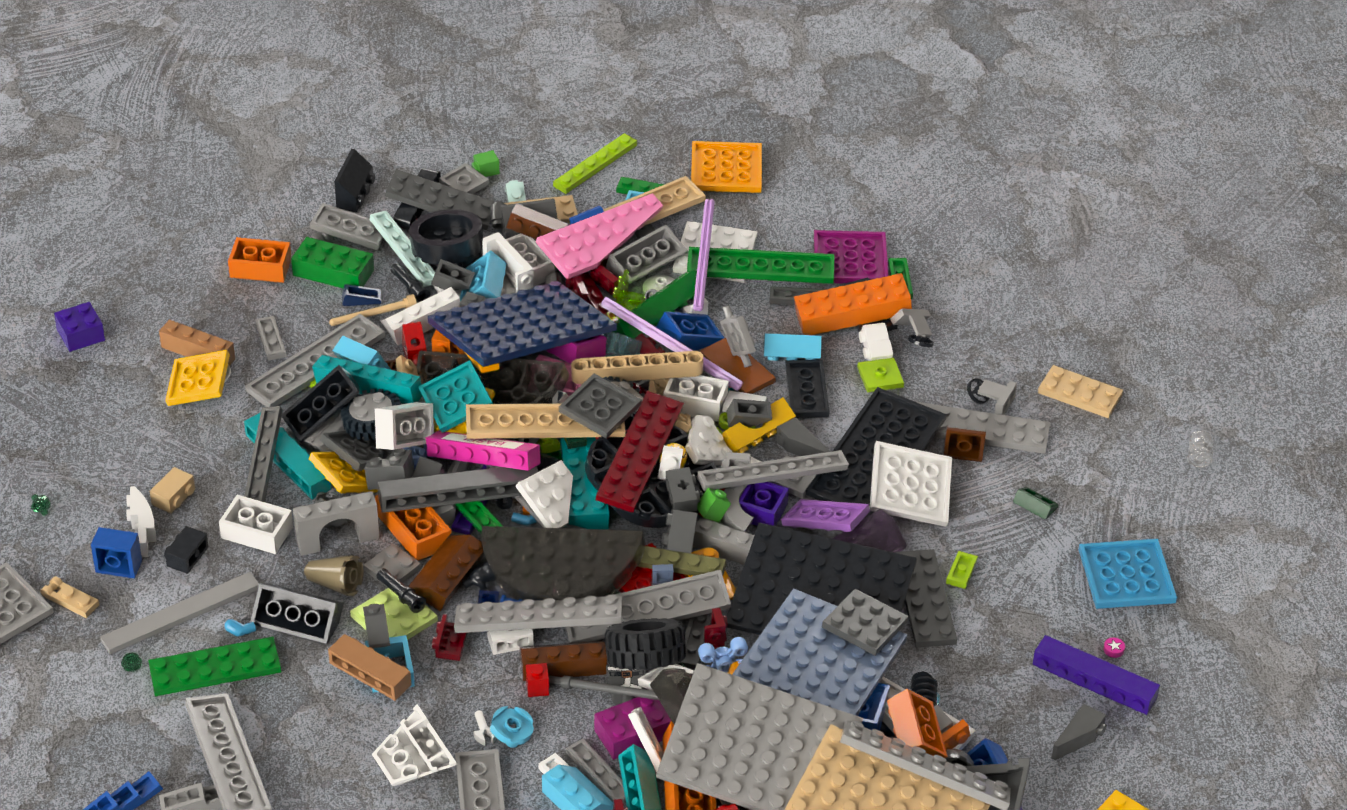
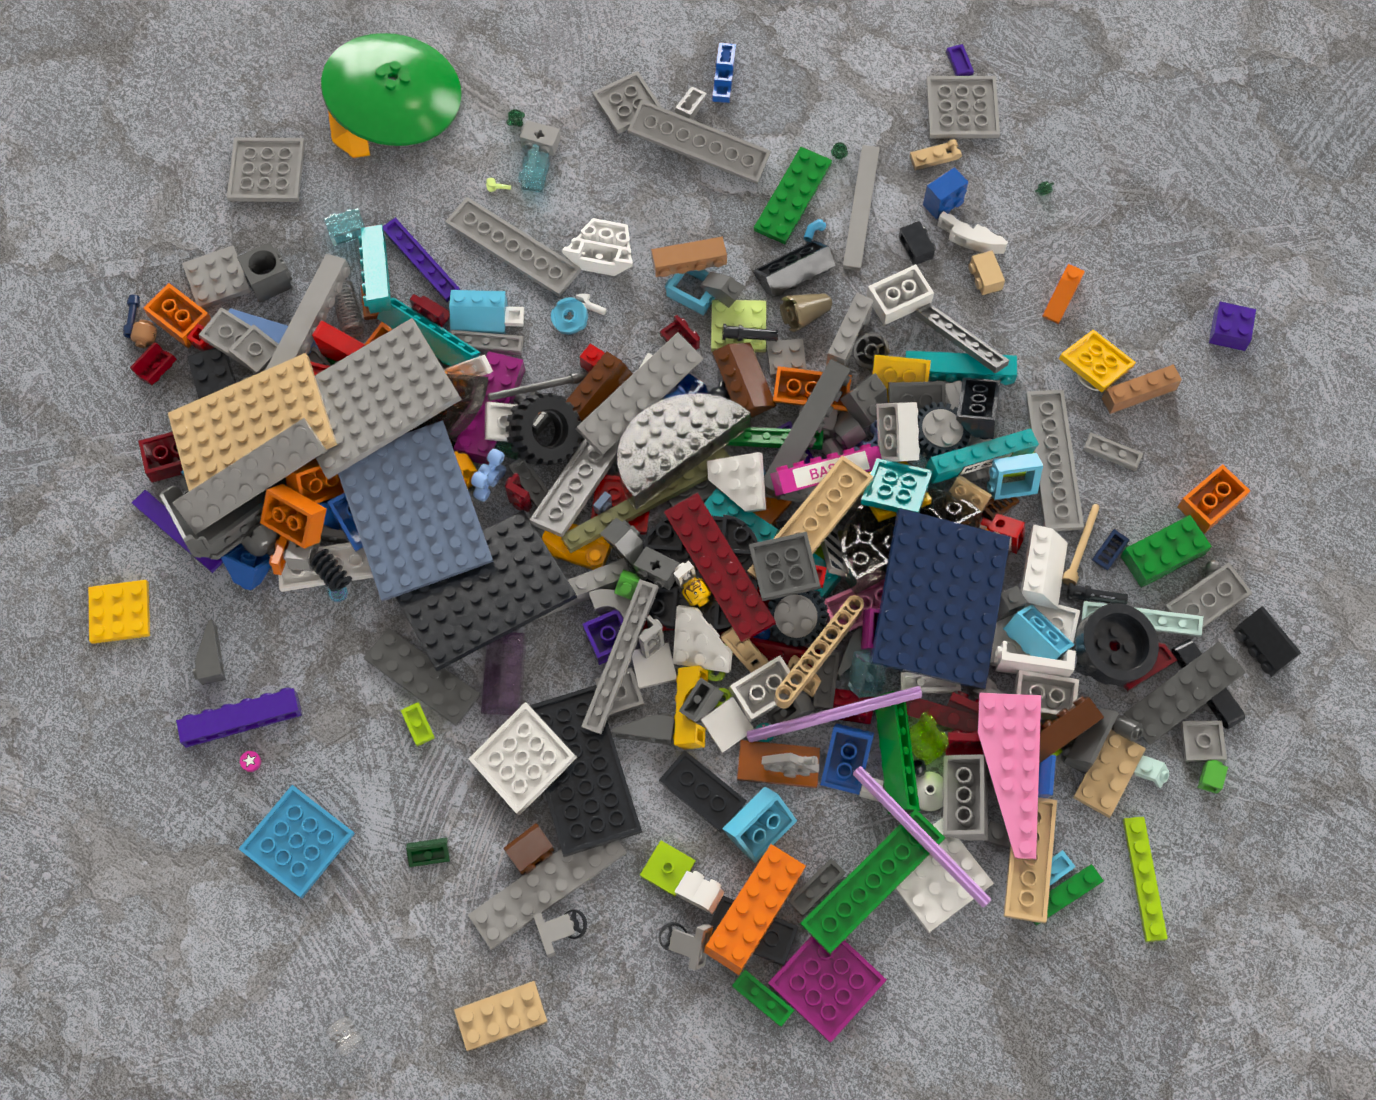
camera: 135 degrees right, 25 degrees up
(142, 435) = (1063, 293): none -> orange slope
(453, 276) = (1061, 612): dark grey slope -> none
(727, 166) = (1043, 988): light orange plate -> none
(825, 515) = (550, 664): medium lavender plate -> none
(865, 622) = (412, 571): plate -> none

